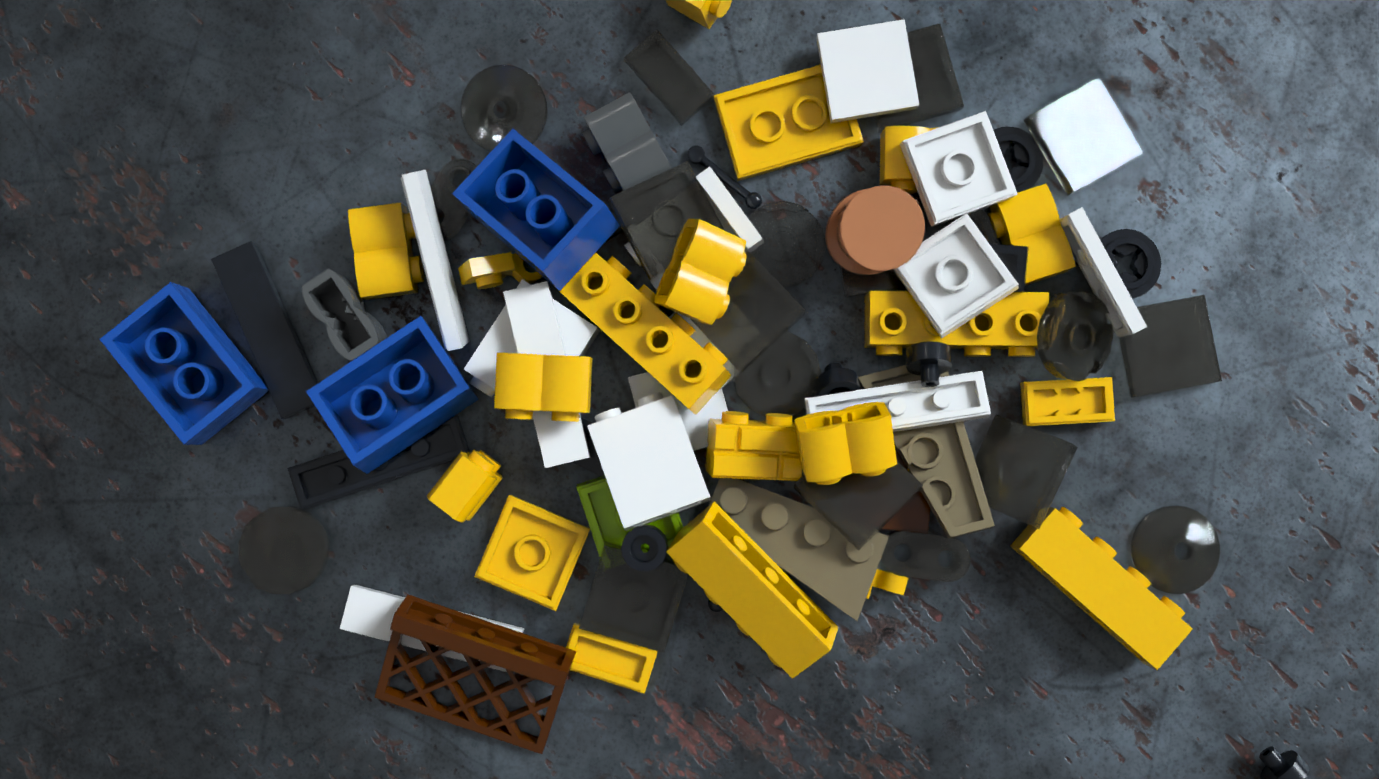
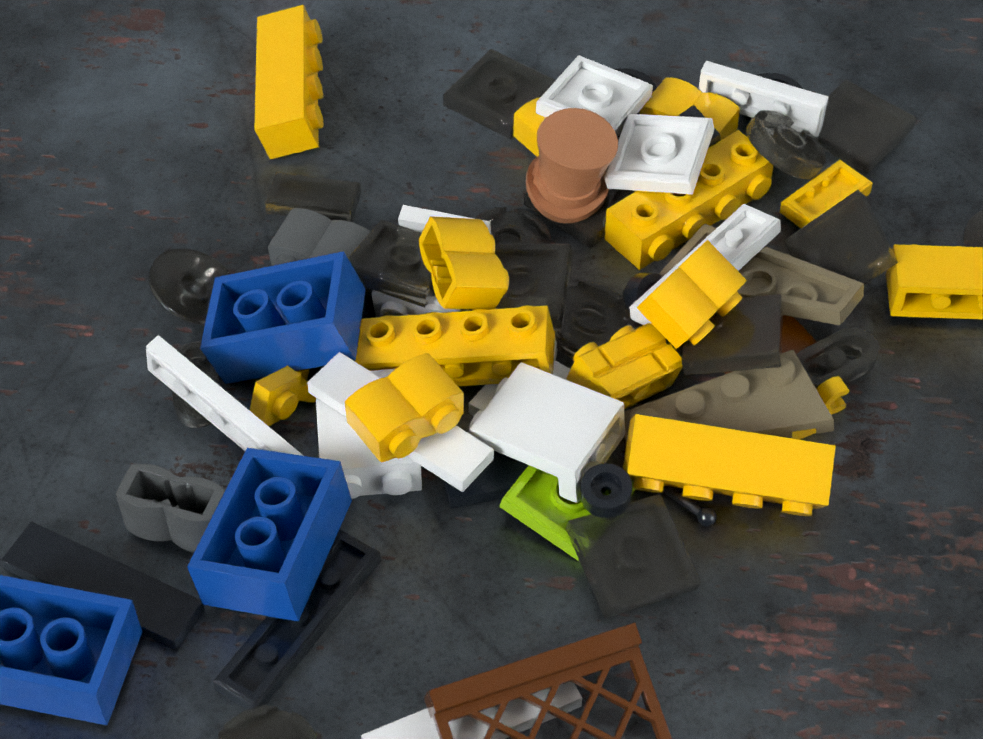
camera: 40 degrees left, 35 degrees down
(384, 251) = (165, 437): yellow brick -> none
(466, 485) = (401, 556): yellow brick -> none
(532, 552) = (509, 593): yellow tile -> none
(611, 659) = (666, 622): yellow tile -> none
(781, 123) = (434, 166): yellow tile -> none
(867, 71) = (466, 97): white tile -> none
(928, 361) = (697, 219): black tile -> none
(1082, 136) = (660, 47): clear smoke tile -> none

